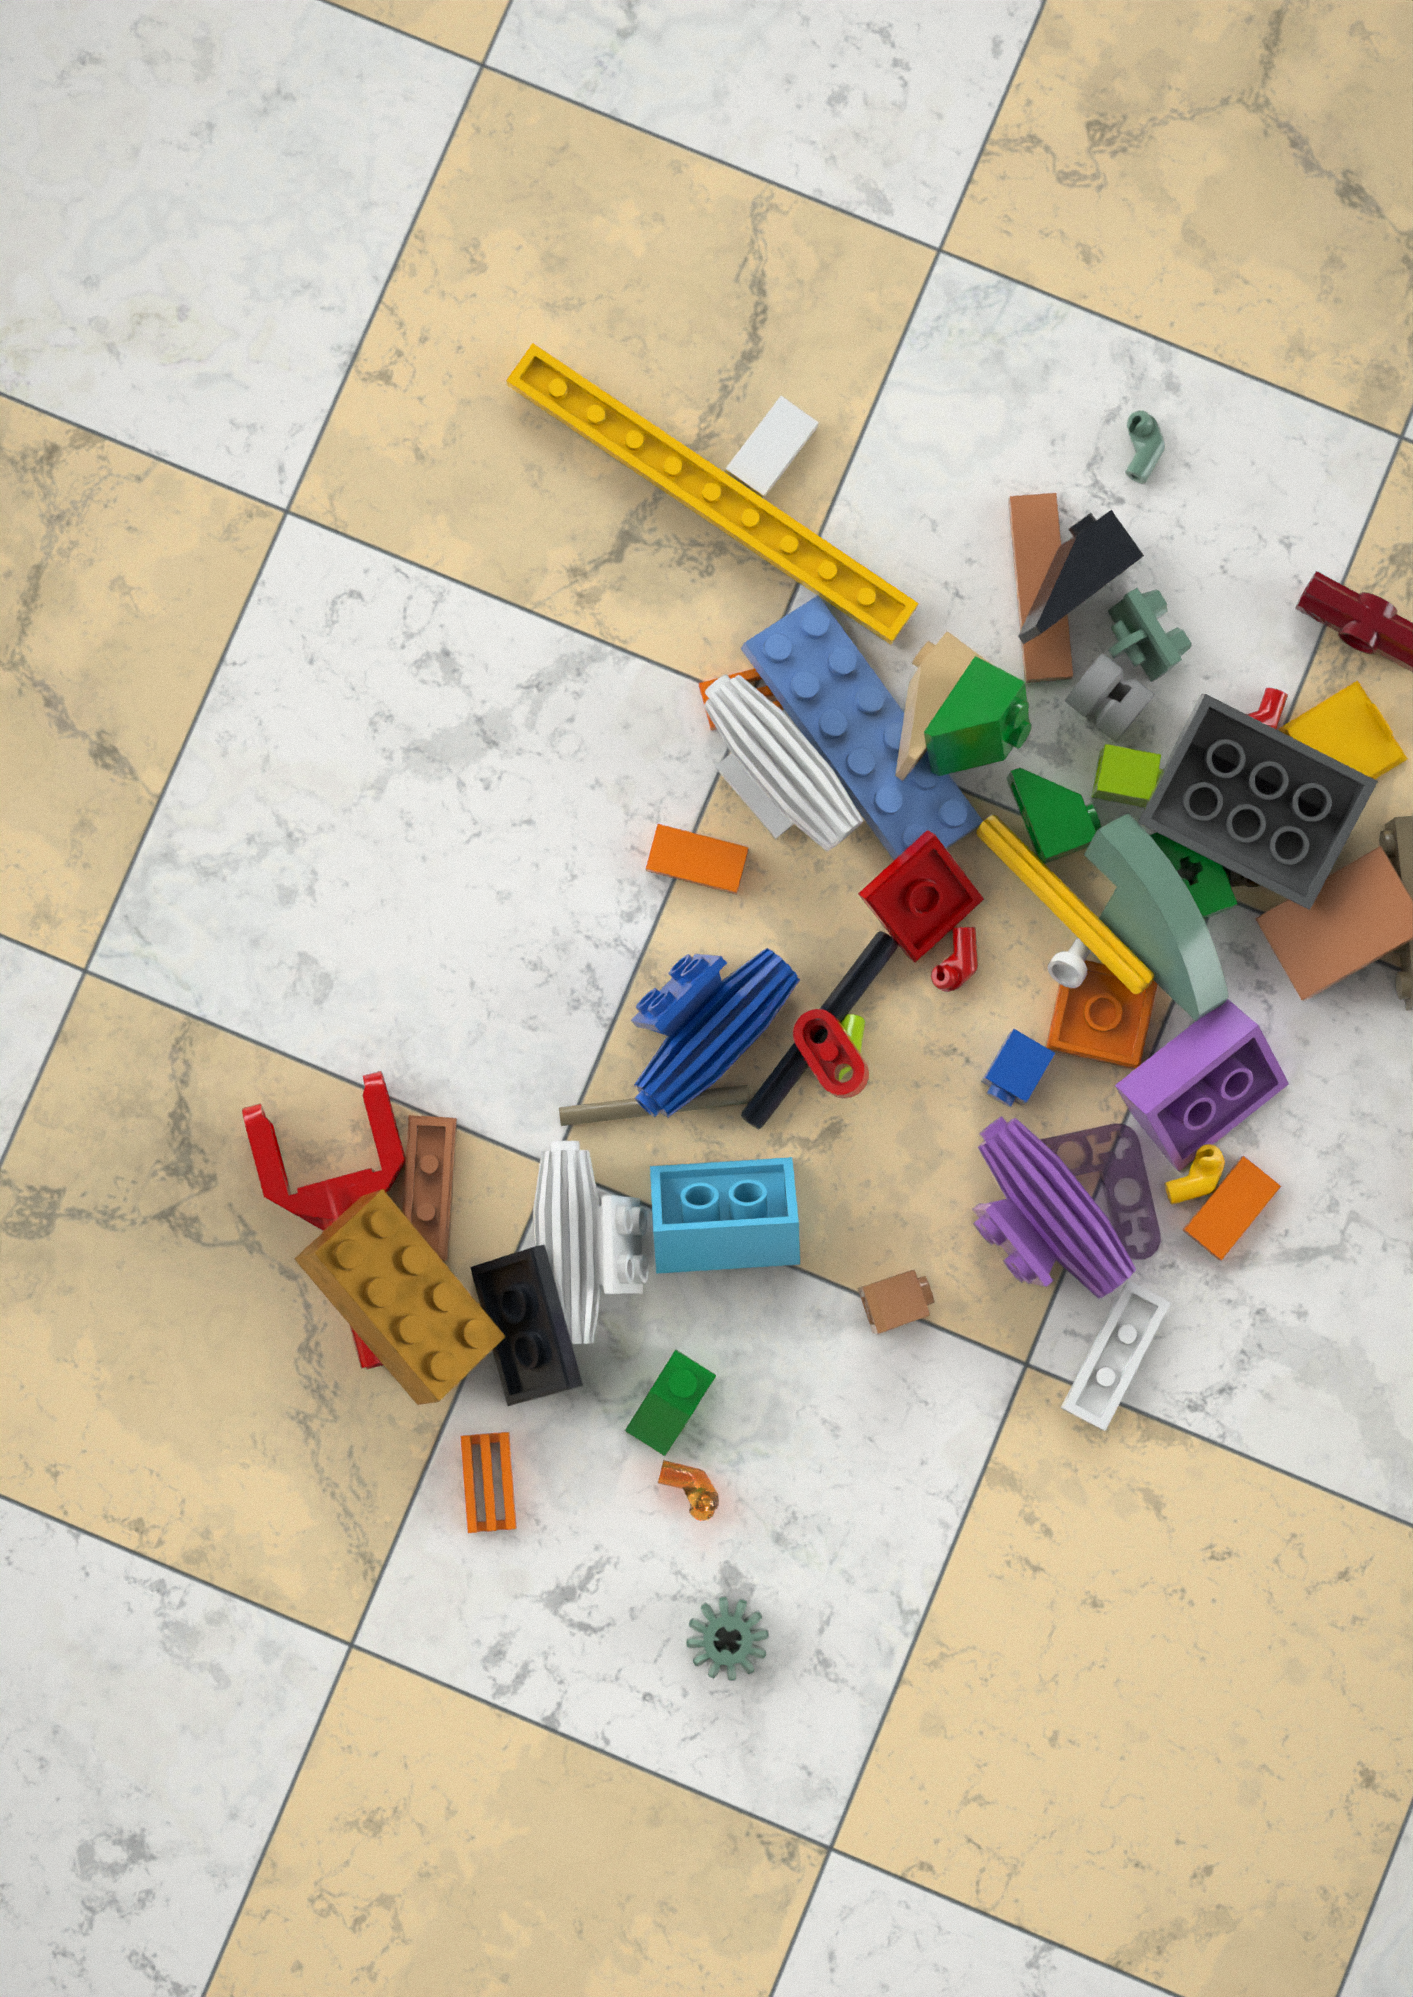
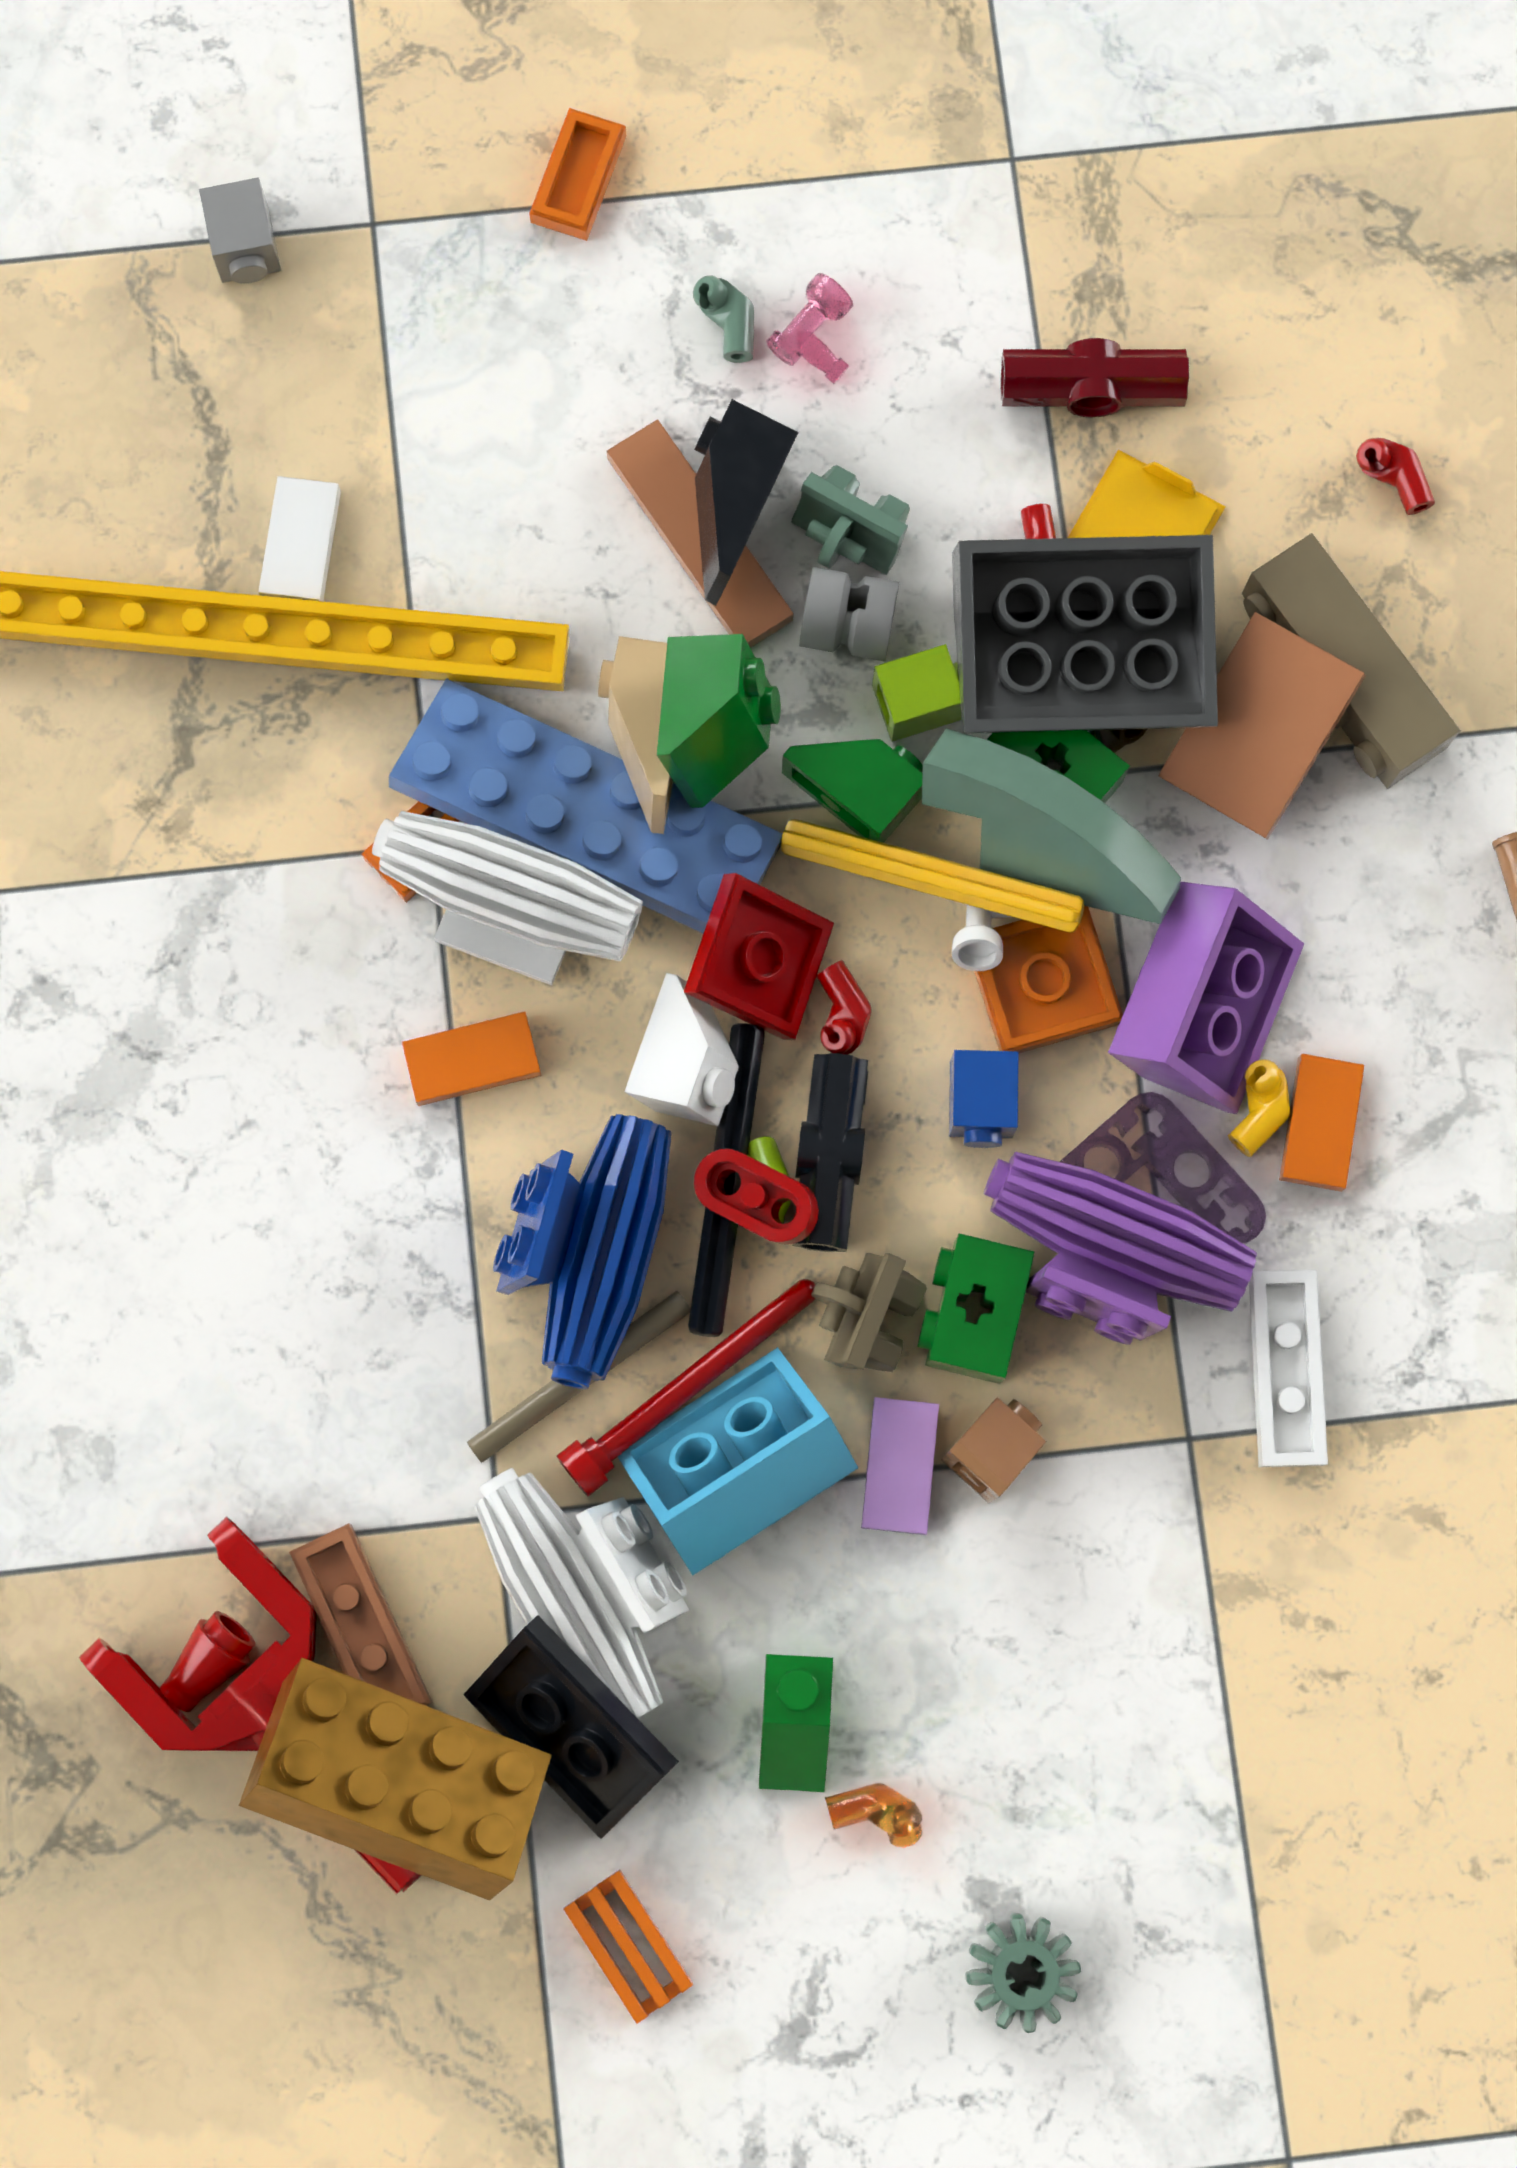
camera: 30 degrees left, 5 degrees down
(322, 1155) = (209, 1658): none -> red cone
(632, 1163) = (593, 1459): none -> red piece
(828, 1277) = (900, 1466): none -> lavender tile
(835, 936) = (683, 1058): none -> white slope
(846, 211) = (240, 231): none -> light grey brick
(860, 1160) = (858, 1309): none -> dark tan hips
(900, 1046) = (833, 1146): none -> black piece
(961, 1193) = (1001, 1278): none -> green brick
(1097, 290) = (578, 174): none -> orange tile
(1182, 487) = (825, 301): none -> clear pink piece

